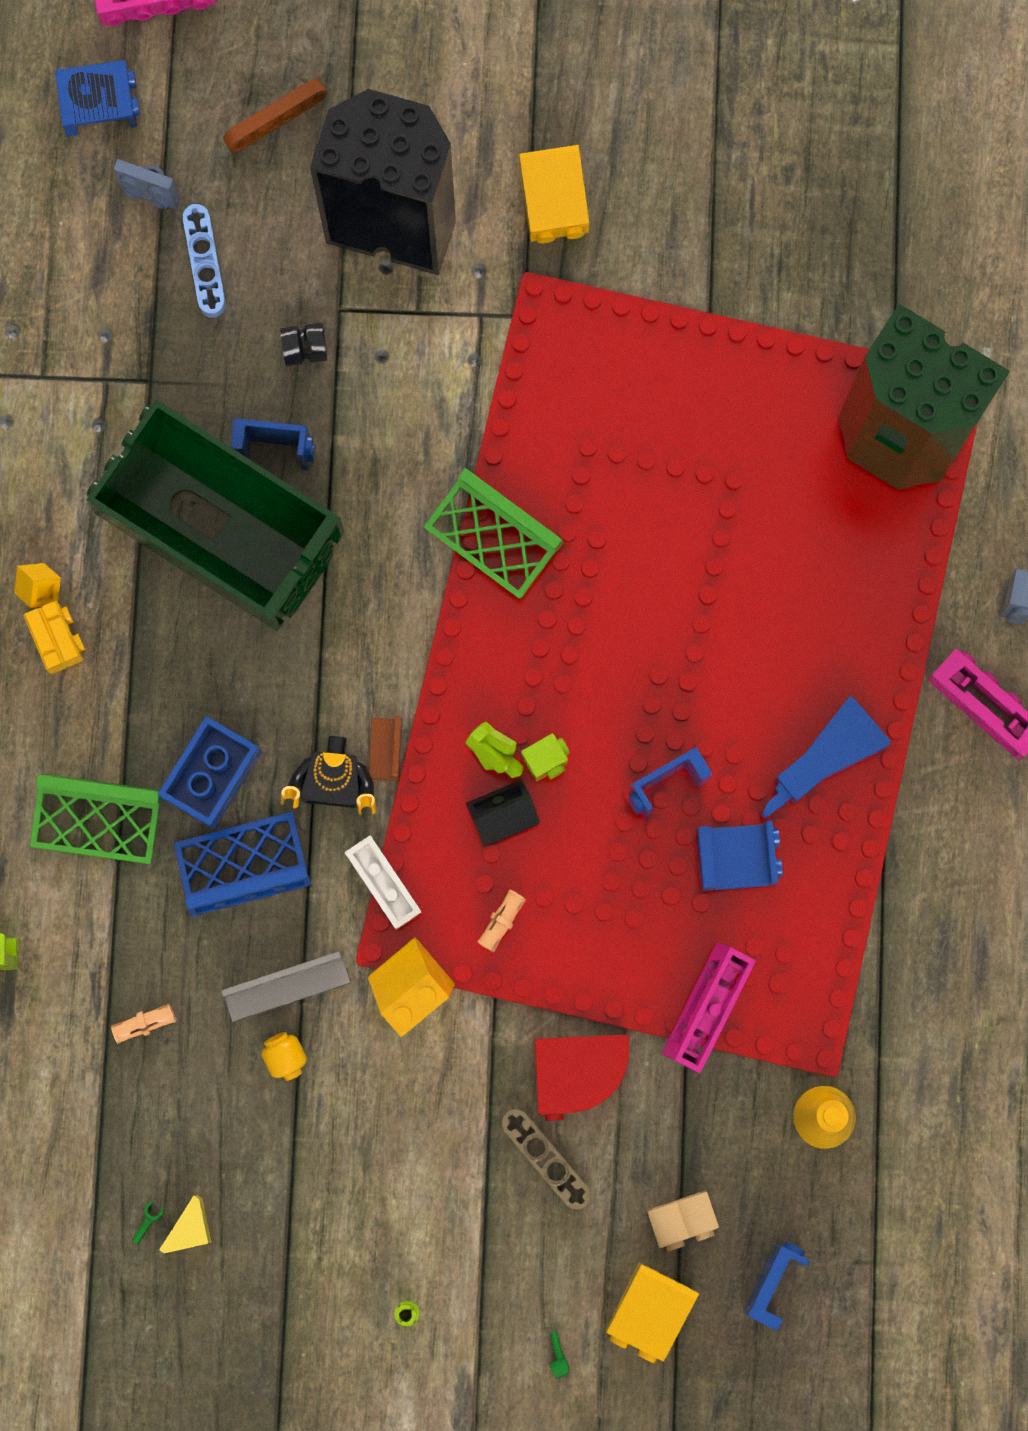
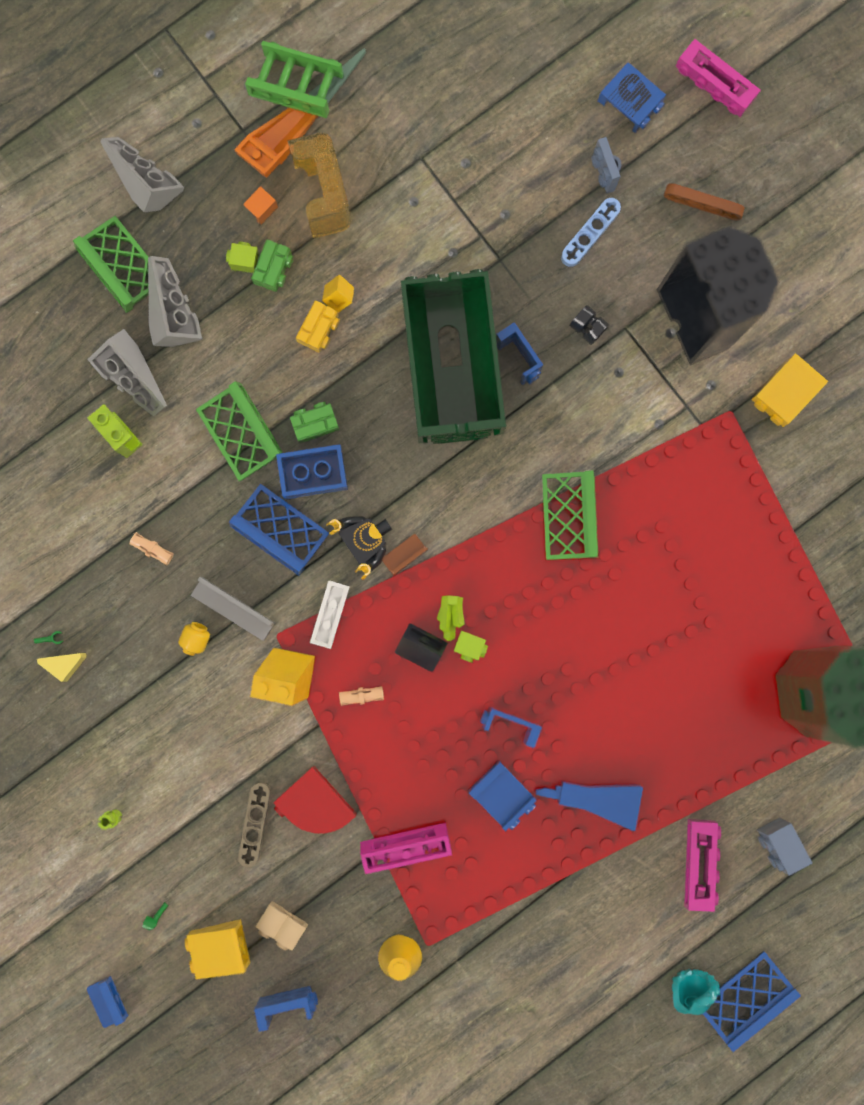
camera: 45 degrees right, 5 degrees up
(157, 727) = (314, 422): none -> bright green brick

